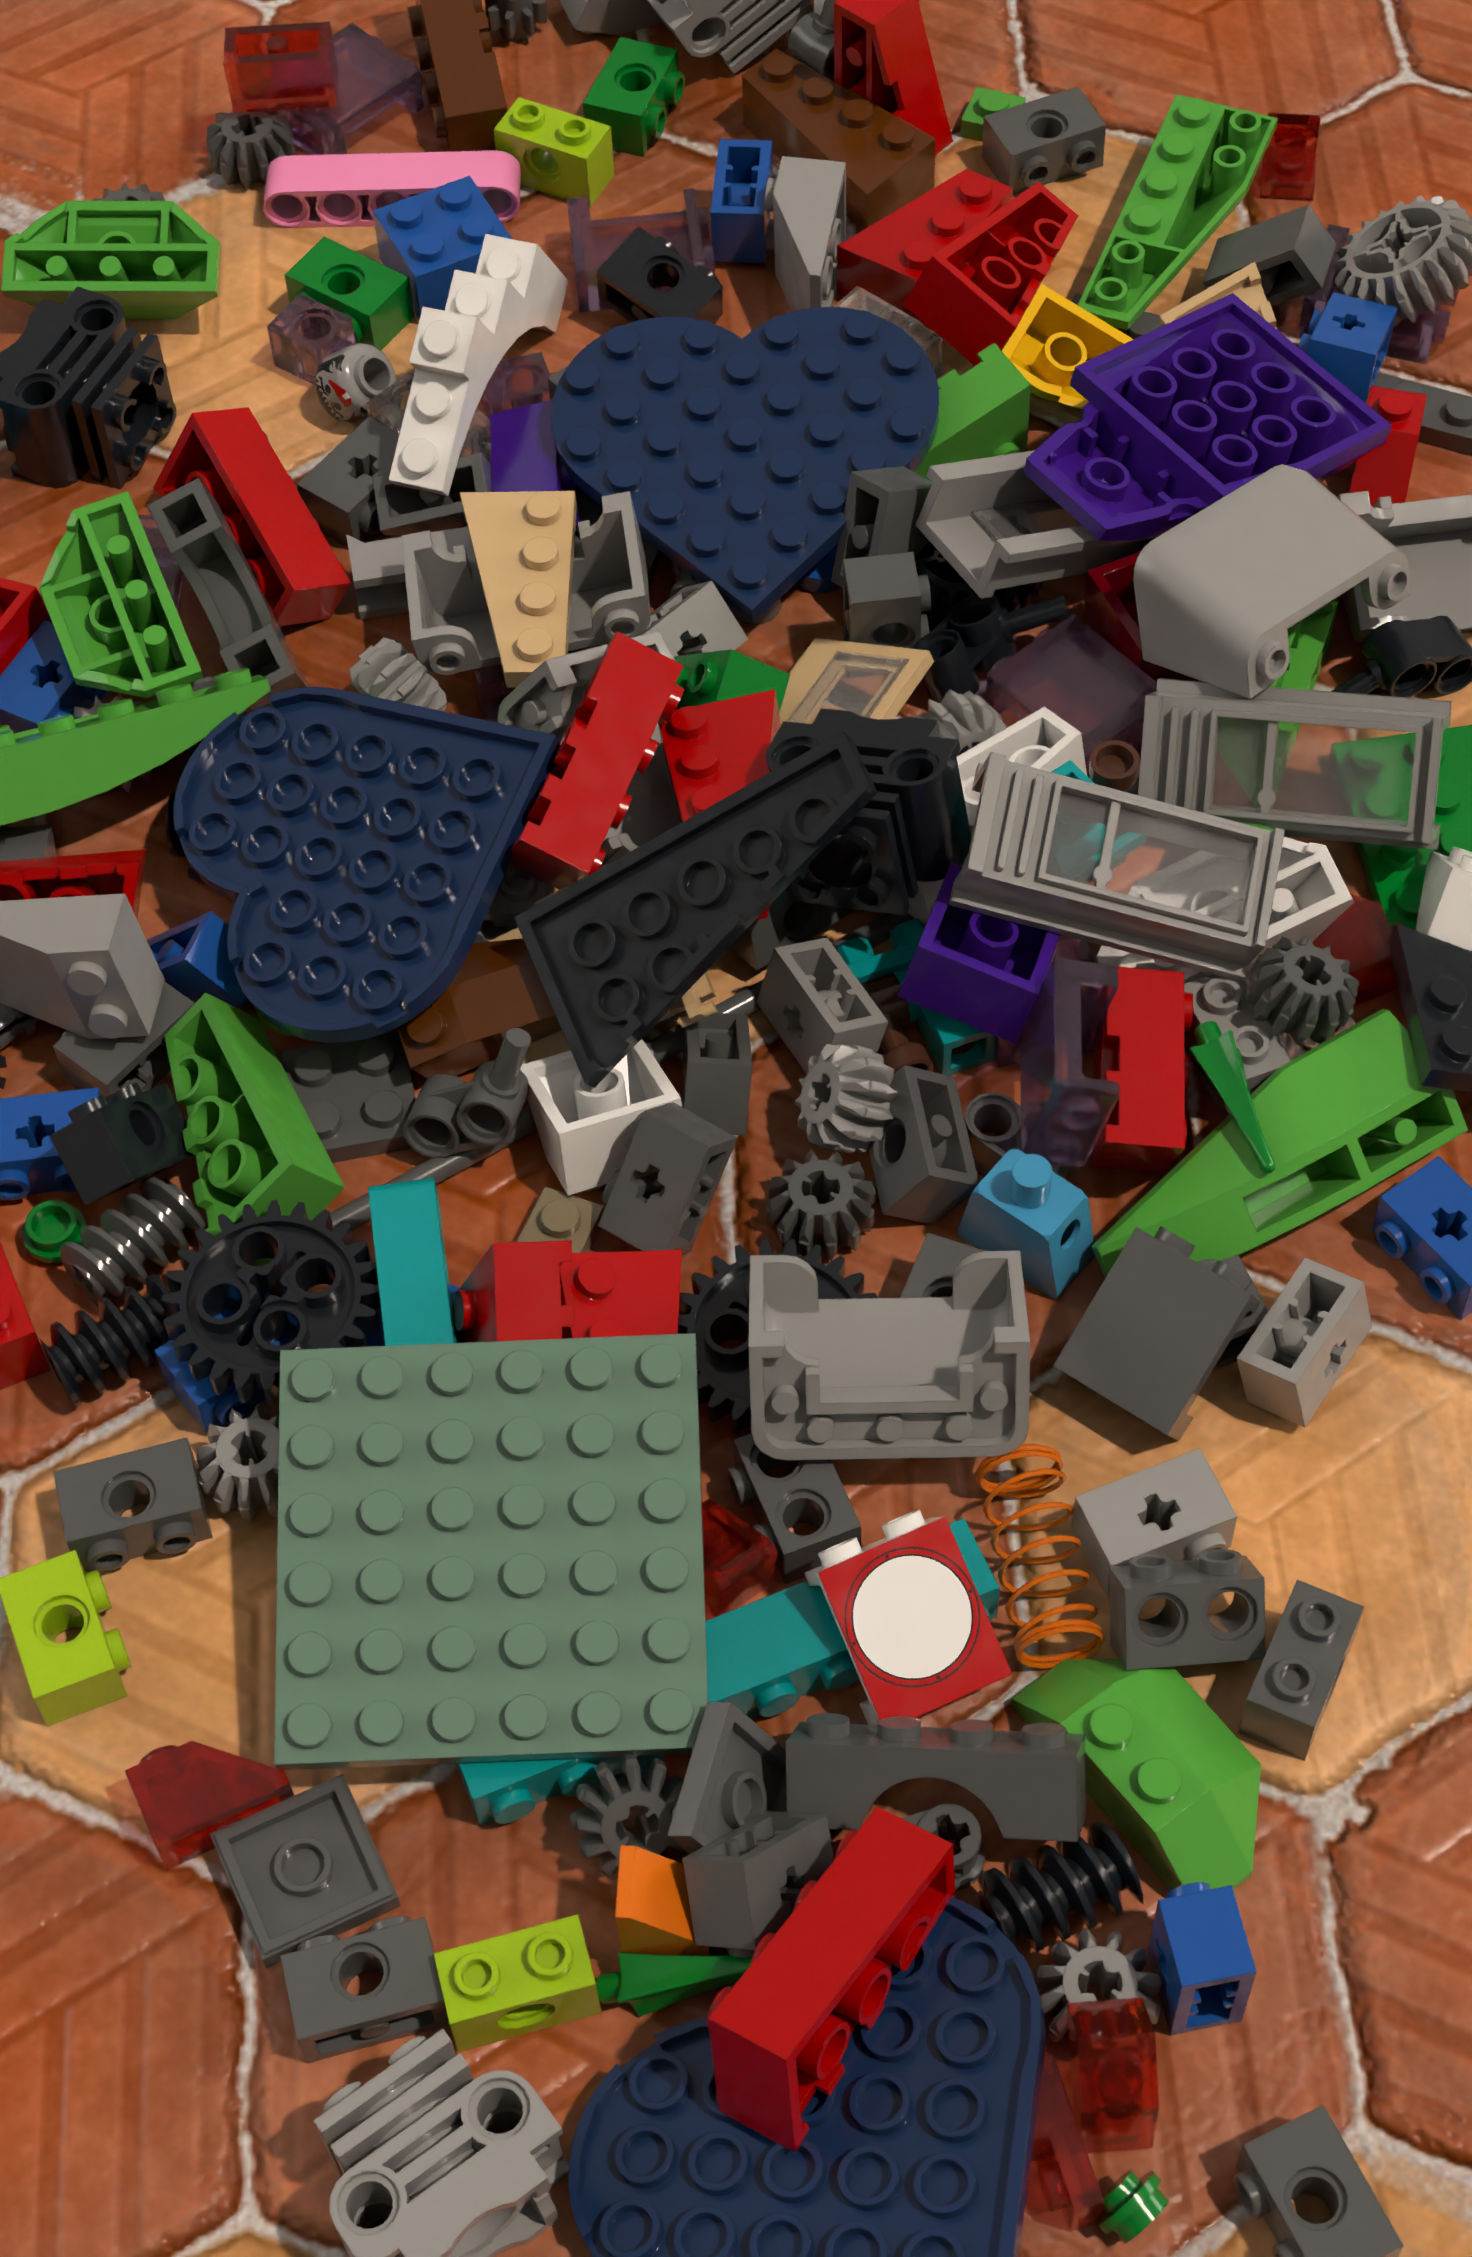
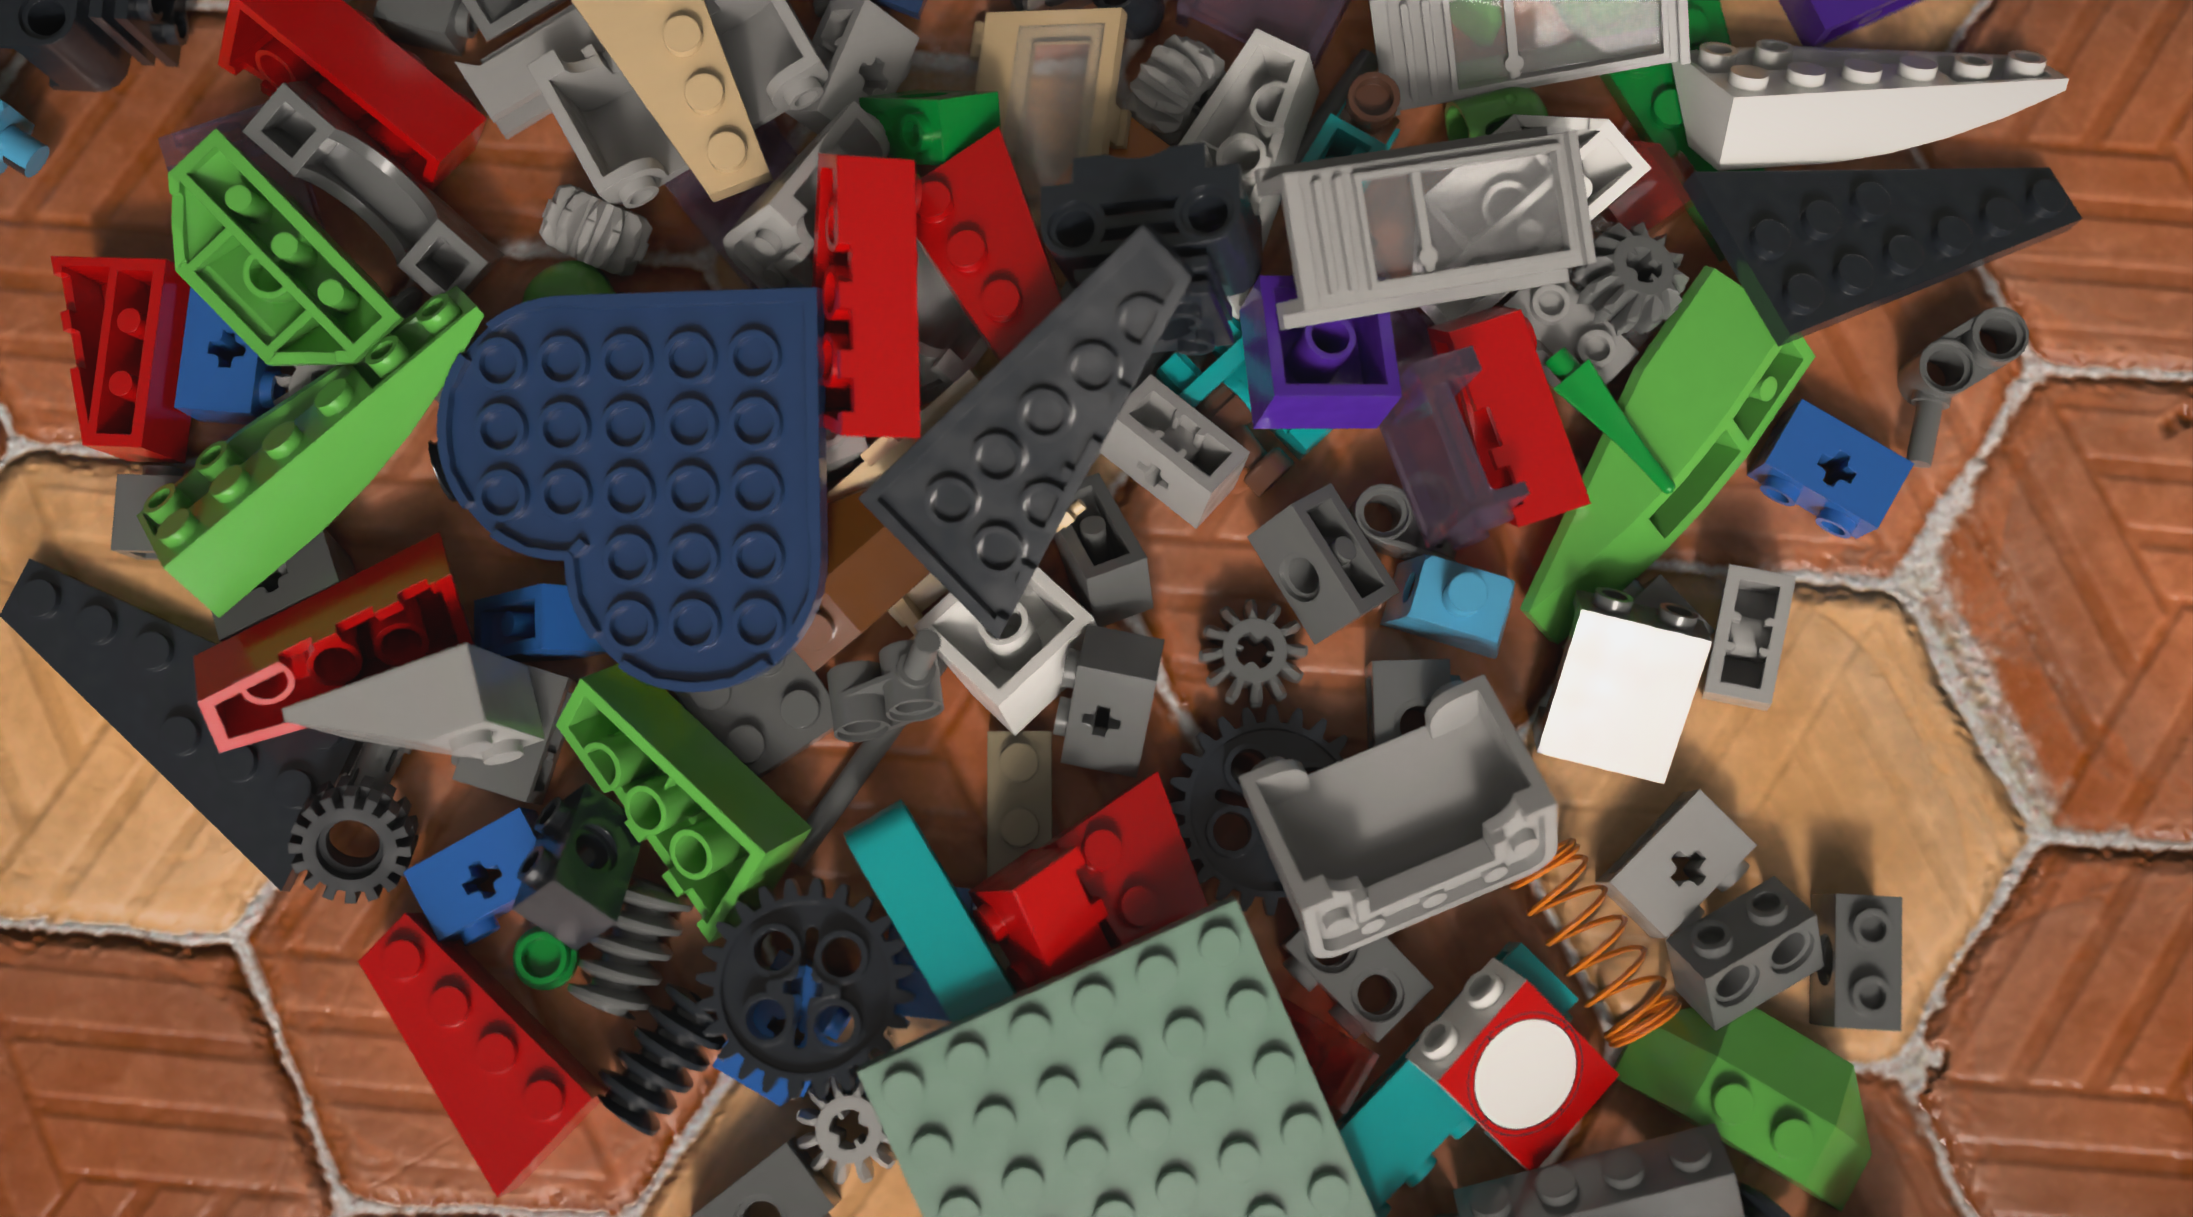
camera: 25 degrees left, 25 degrees up
(845, 1098) = (1242, 549): light grey gear -> none

